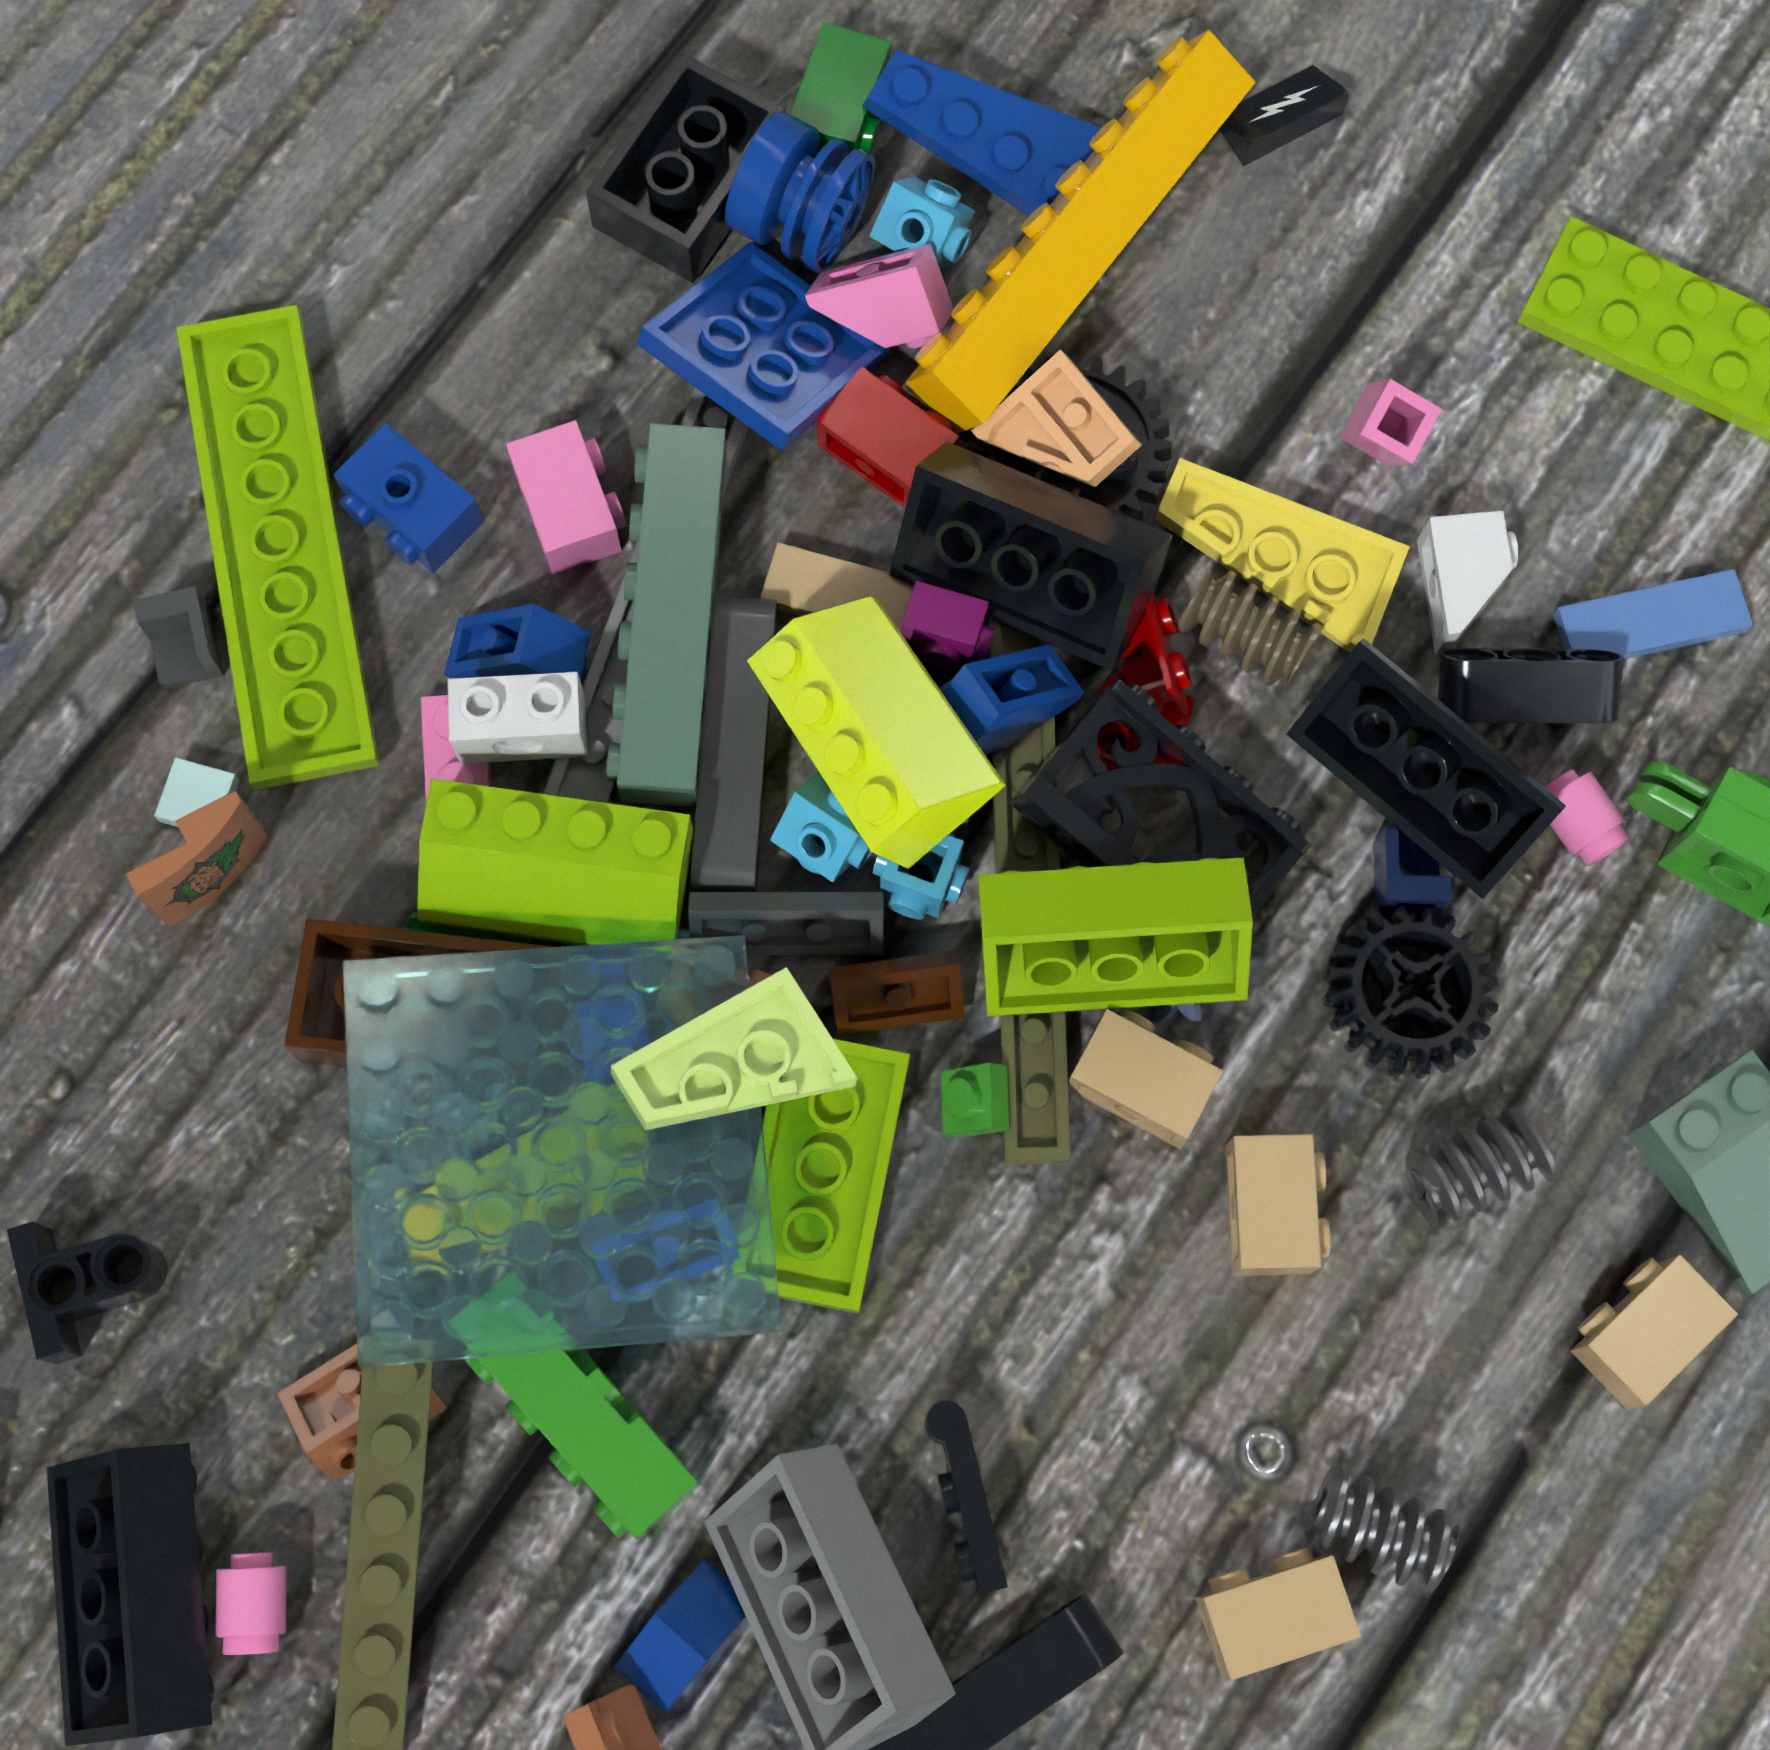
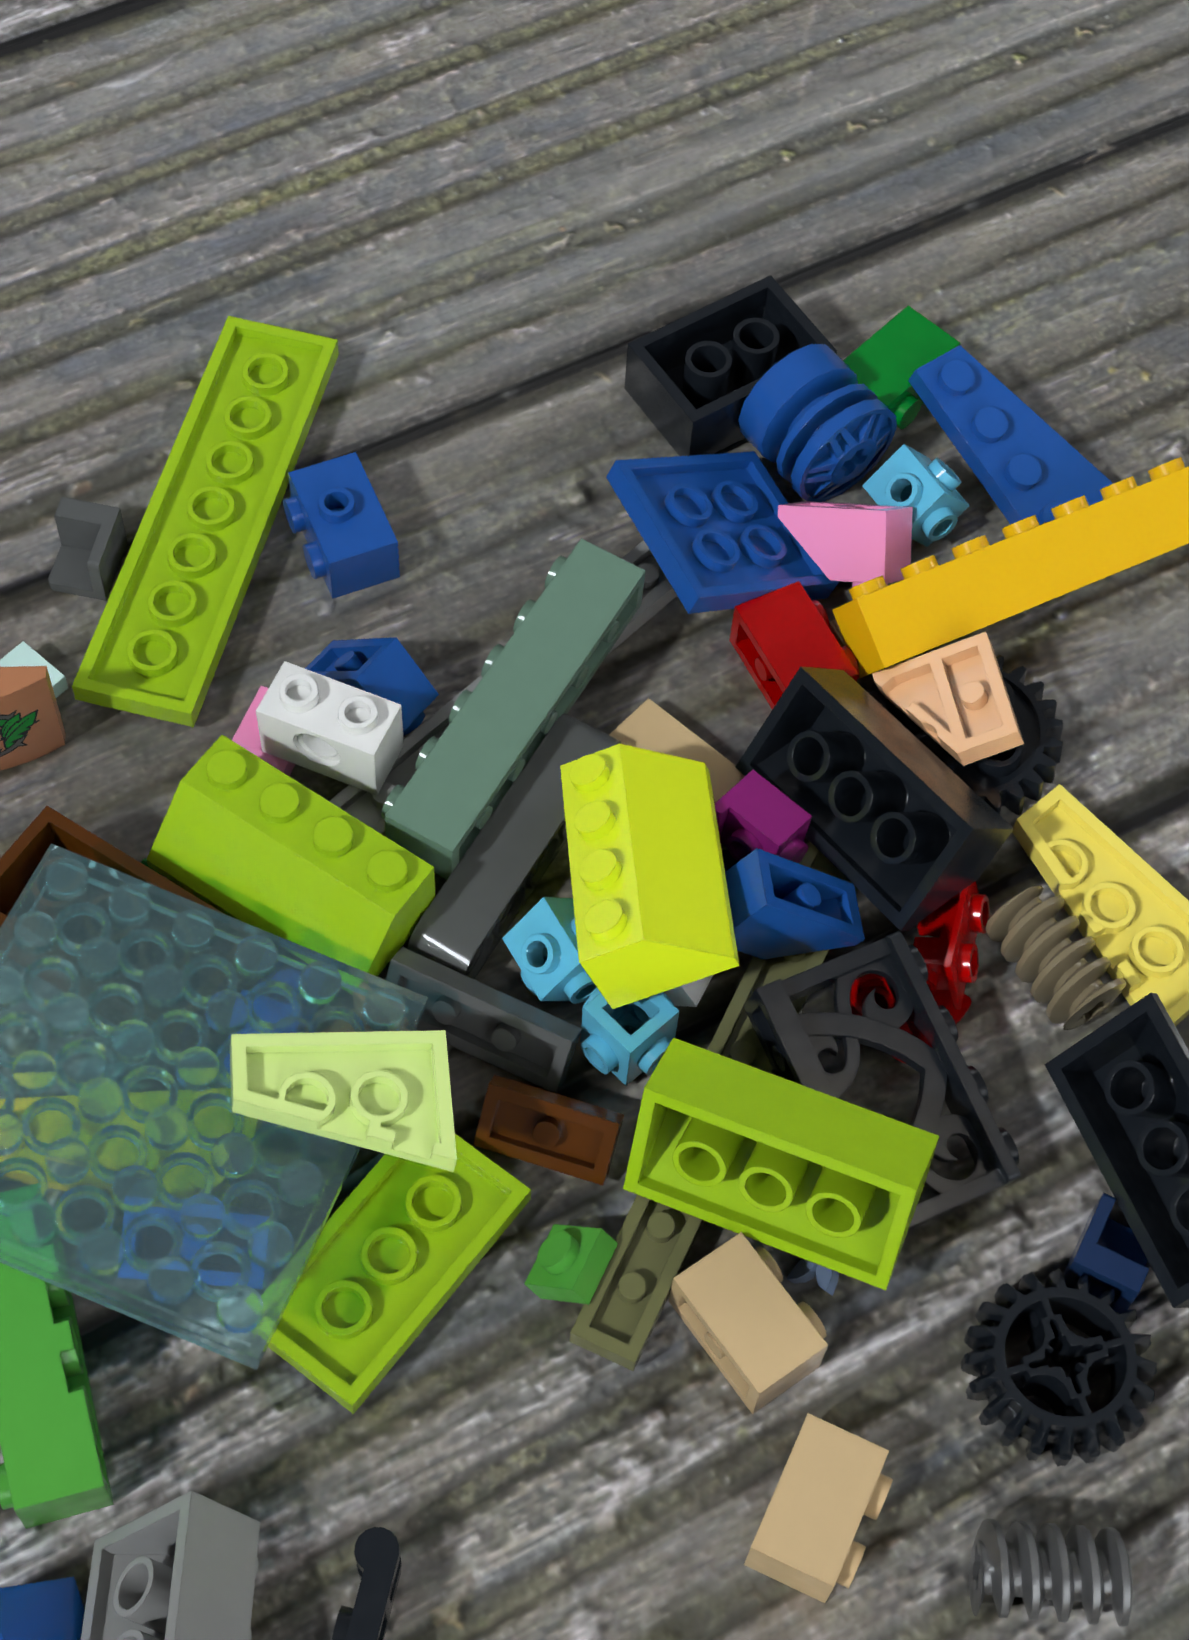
camera: 25 degrees right, 15 degrees down
(565, 496) = (478, 580): bright pink brick -> none

